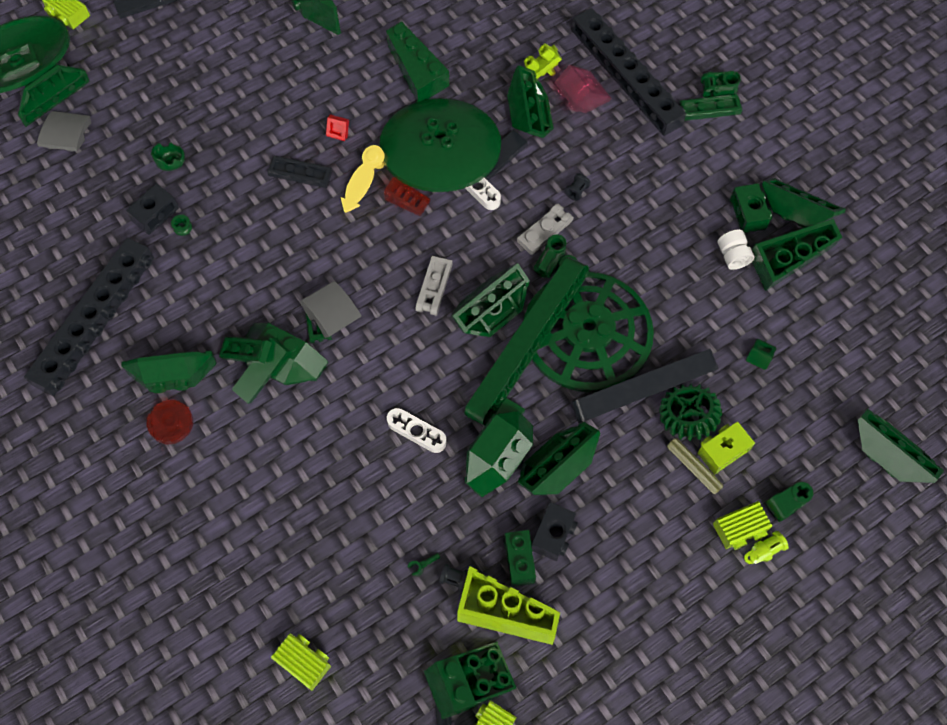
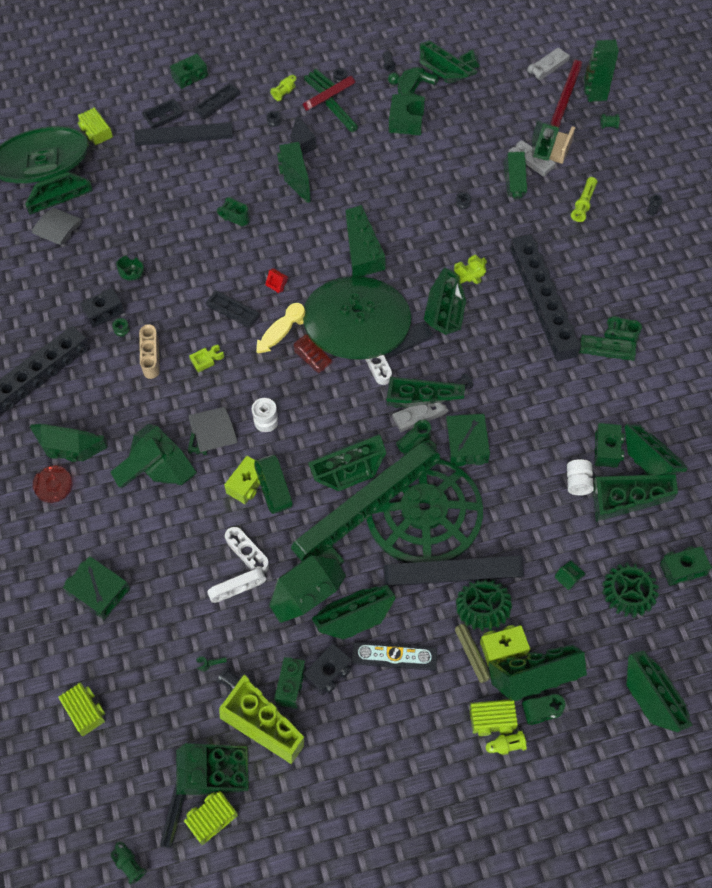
camera: 20 degrees right, 5 degrees down
(227, 251) = (149, 358): none -> tan beam
(245, 349) = (130, 442): dark green tile -> none
(264, 64) = (234, 212): none -> dark green piece
(265, 522) = (96, 588): none -> dark green brick
(289, 234) = (204, 359): none -> lime plate
(381, 277) = (265, 414): none -> white wheel
(386, 343) = (243, 482): none -> lime brick
(420, 349) = (273, 484): none -> dark green beam
(420, 471) = (236, 585): none -> white beam
(434, 285) = (307, 434): light grey plate -> none
(534, 208) = (414, 392): none -> dark green wedge
(581, 89) = (497, 302): clear pink slope -> none
(606, 243) = (467, 439): none -> dark green brick
(616, 494) = (394, 656): none -> tile
(770, 464) = (538, 671): none -> dark green wedge
(842, 351) = (621, 577): none -> dark green gear
(864, 318) = (677, 573): none -> dark green brick

